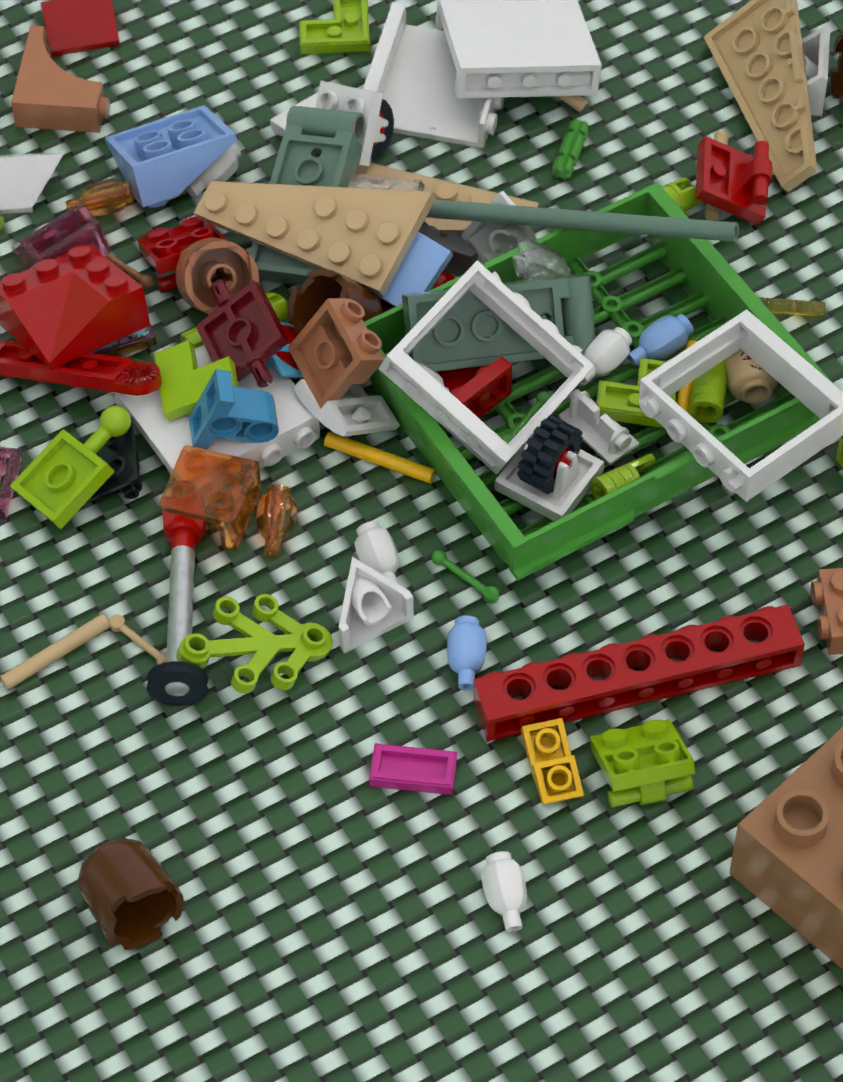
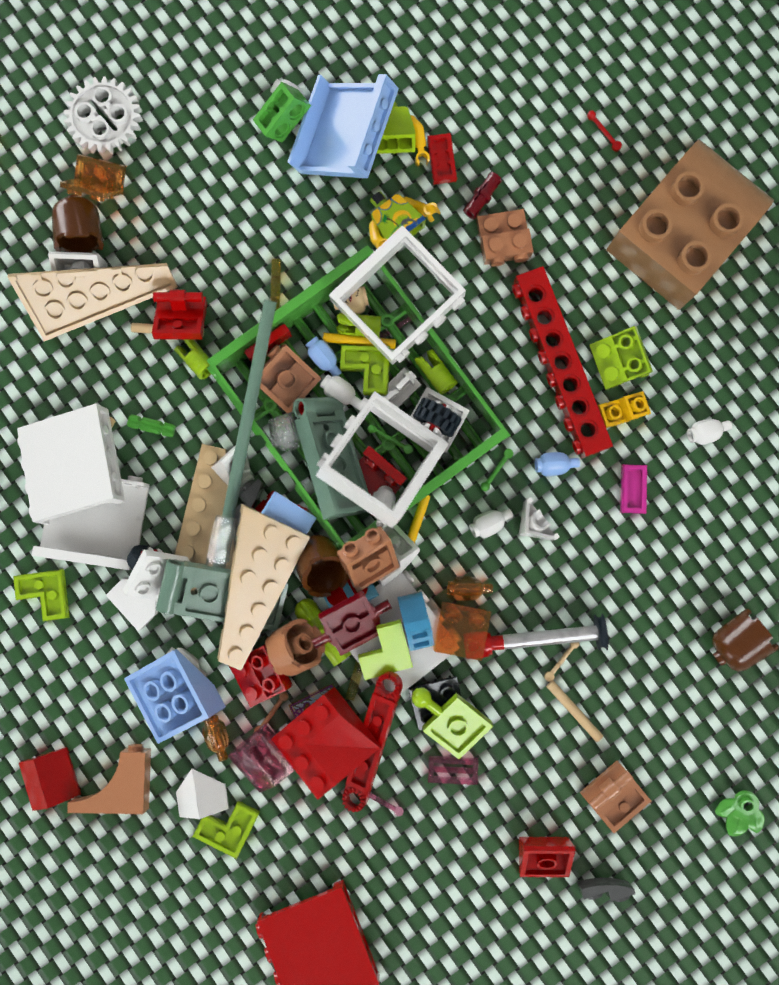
camera: 95 degrees left, 30 degrees up
(260, 643) = (570, 584): lime plant -> none
(632, 285) = (287, 377): none -> nougat plate
(684, 272) = (277, 337): none -> red tile

